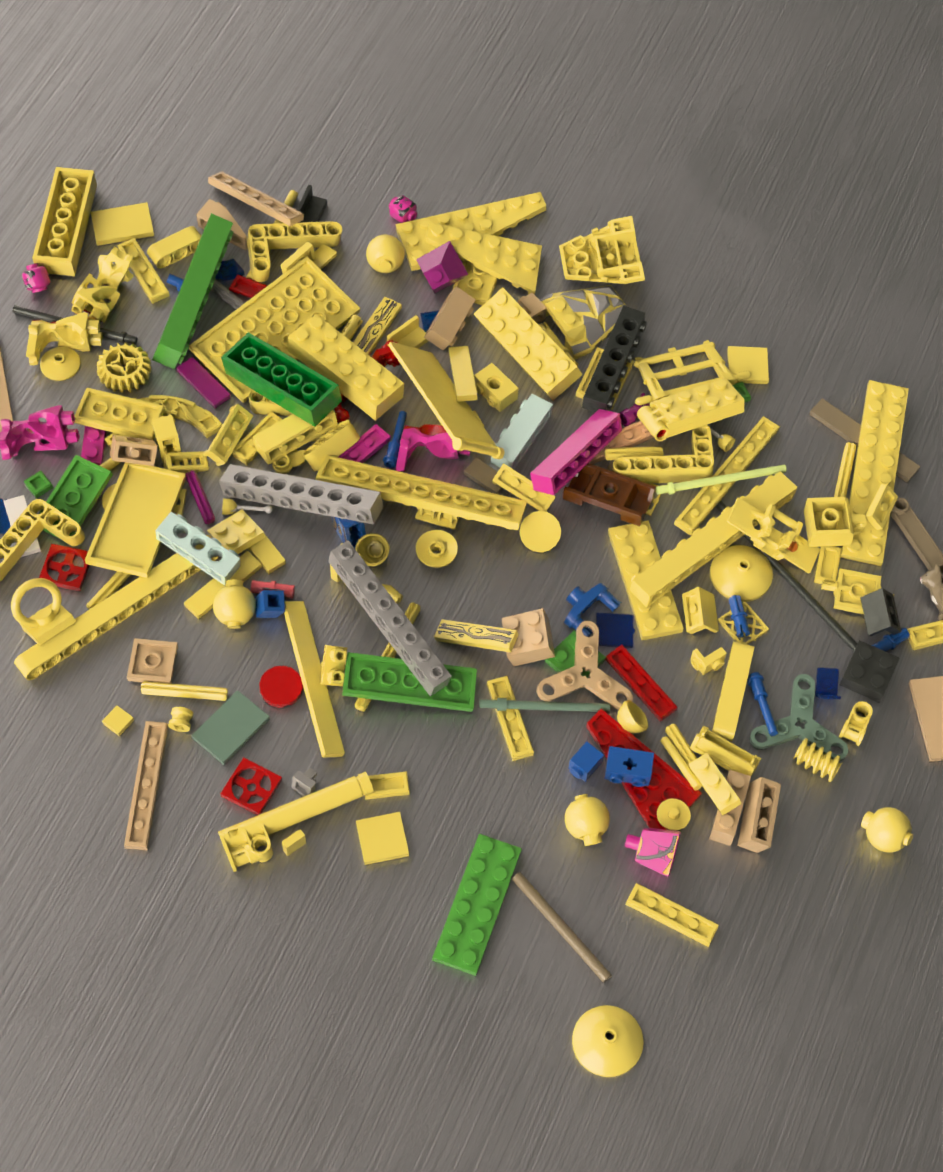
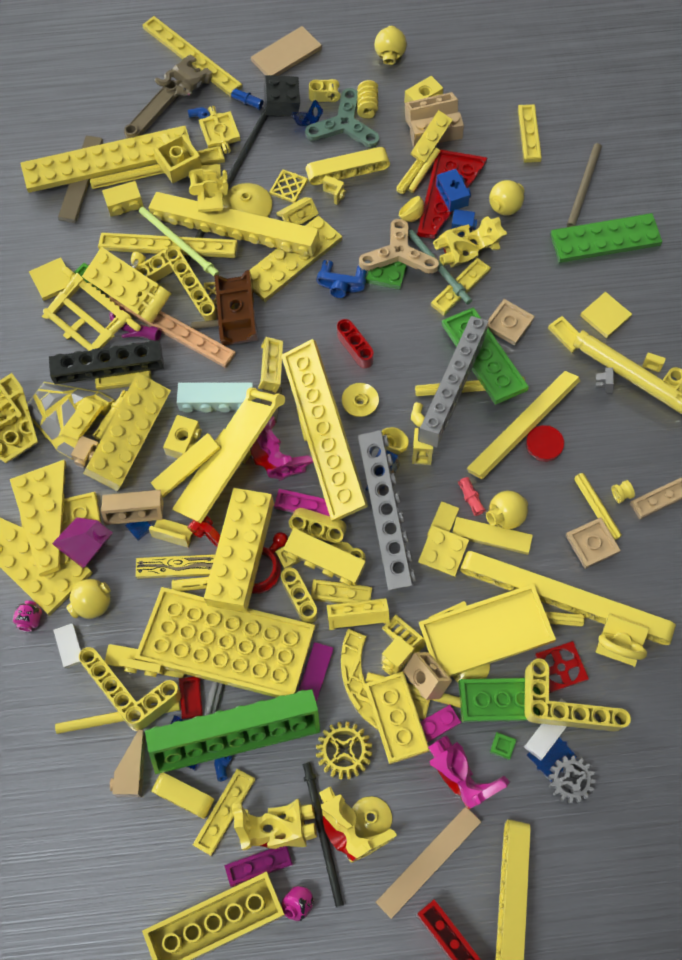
camera: 115 degrees left, 5 degrees up
(87, 264) = (257, 864): none -> magenta tile
(118, 720) = (654, 538): light yellow tile -> none
(122, 223) = (180, 871): light yellow tile -> none
(200, 497) = (427, 603): magenta axle -> none
(219, 570) = (488, 529): light aqua brick -> none
(229, 507) = (422, 573): hinge -> none
(230, 727) = (601, 457): sand green tile -> none
(255, 808) = (618, 418): red piece -> none
(256, 198) = (87, 752): tan tile -> none
(270, 604) = (490, 483): blue brick -> none
(281, 379) = (289, 586): green brick -> none
(311, 206) = (71, 698): pearl dark grey panel -> none
(333, 665) = (508, 410): light yellow hips -> none
(358, 228) = (68, 645): none -> white tile
(391, 457) = (289, 481): blue pin -> none
(435, 734) = (509, 322): none -> tan plate
(476, 635) = (419, 329): light yellow tile -> none
(510, 571) = (354, 336): none -> red beam
(534, 637) = (396, 297): tan brick -> none
(540, 531) = (297, 334): light yellow tile -> none
(555, 729) = (455, 245): none -> light yellow hips
(576, 452) = (217, 339): dark pink brick -> none
(602, 1055) = (634, 130): light yellow dish -> none
(614, 453) = (187, 312): light yellow axle -> none
(615, 629) = (344, 258): clear blue piece -> none
(641, 683) = (377, 223): red tile -> none
(655, 848) = (496, 152): torso -> none
(673, 814) = (464, 156): light yellow piece -> none
(724, 752) = (399, 148): light yellow container -> none
(738, 616) = (287, 185): blue axle -> none
(756, 680) = (340, 149): blue pin -> none
(797, 837) = (424, 89): none -> light yellow brick
(811, 461) = (123, 198): none -> light yellow brick
(880, 612) = (233, 104): pearl dark grey panel -> none
(881, 506) = (150, 134): light yellow plate -> none
(897, 585) = (198, 112): none -> blue arm

